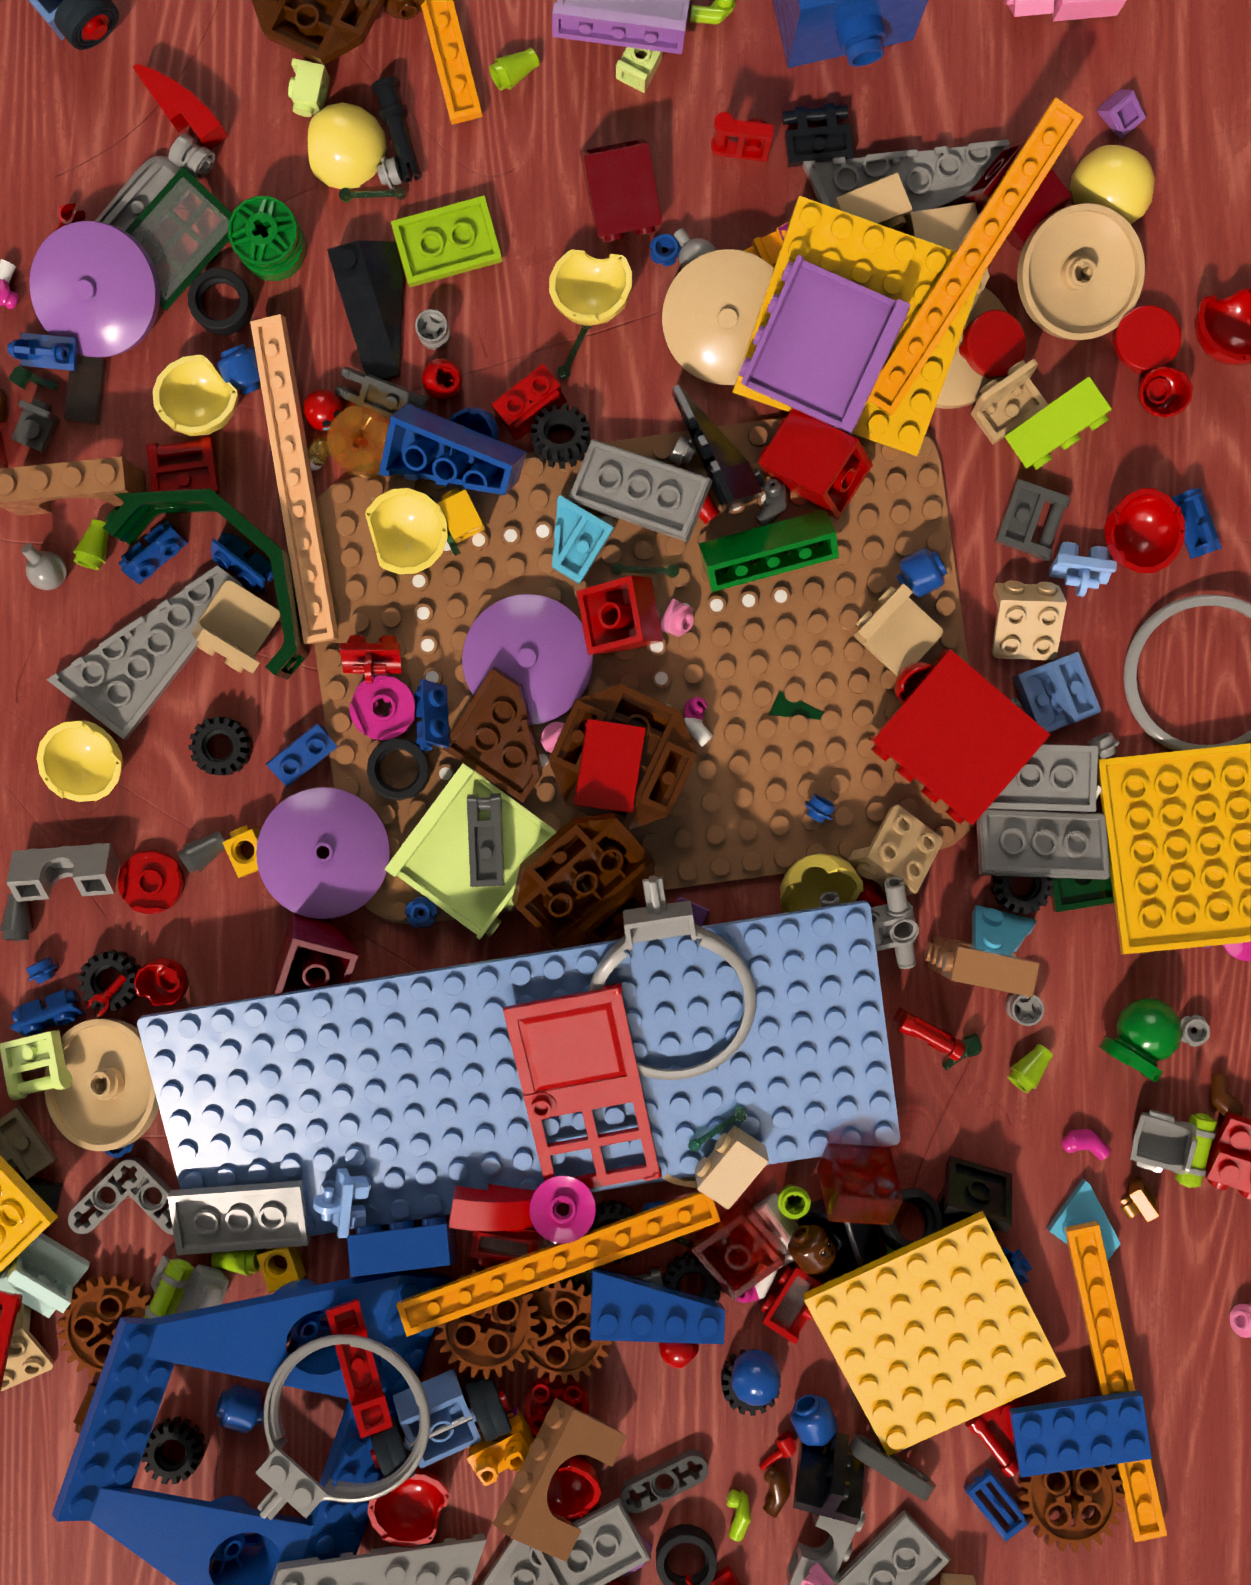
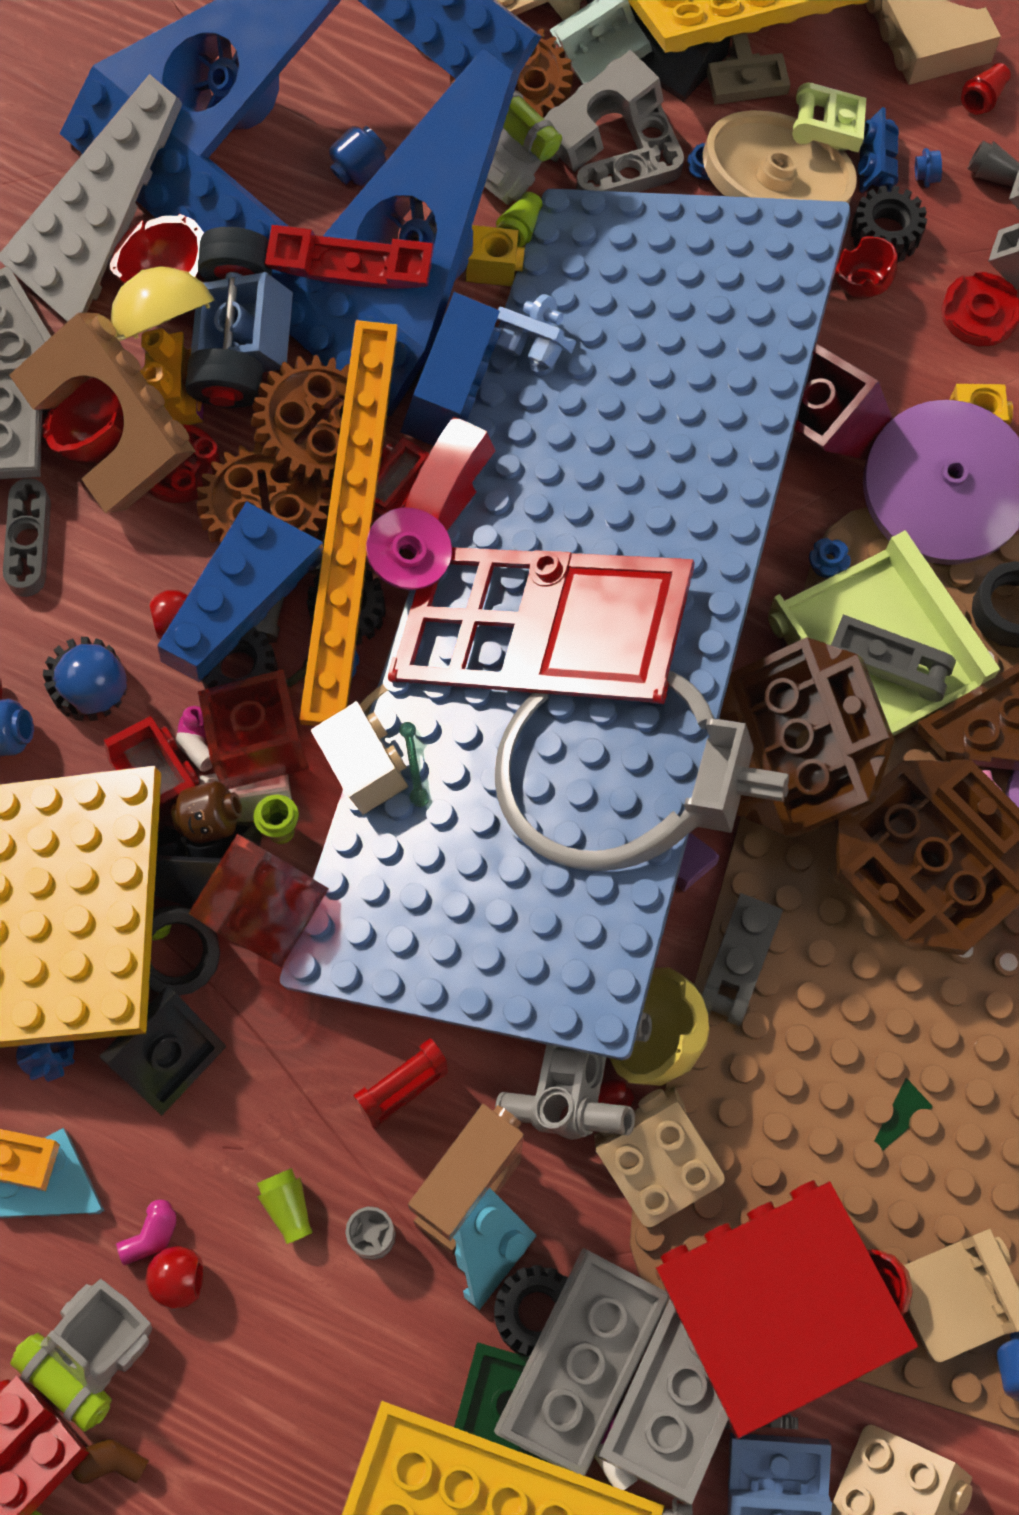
camera: 110 degrees right, 20 degrees down
(107, 994) = (878, 203): red hand -> none
(135, 1258) = (622, 88): none -> light grey arch
(174, 1469) = (348, 64): black tyre -> none
(201, 852) = (997, 363): dark grey cone -> none
(239, 1217) = (569, 229): light grey plate -> none
(293, 1483) = (276, 136): light grey brick -> none
(461, 1486) = (155, 298): none -> light yellow cylinder
(609, 766) = (934, 828): red piece -> none
(693, 717) = (940, 974): arm -> none
(742, 854) = (741, 957): none -> dark grey plate
(819, 808) = (759, 1081): blue plate -> none
(973, 1048) = (353, 1141): clear green hand -> none
(1105, 1113) = (175, 1277): none -> red piece
(1140, 1200) = (36, 1272): pearl gold tile -> none
(1145, 1035) = (255, 1380): green tile -> none
(1202, 1030) = (208, 1463): light grey plate -> none

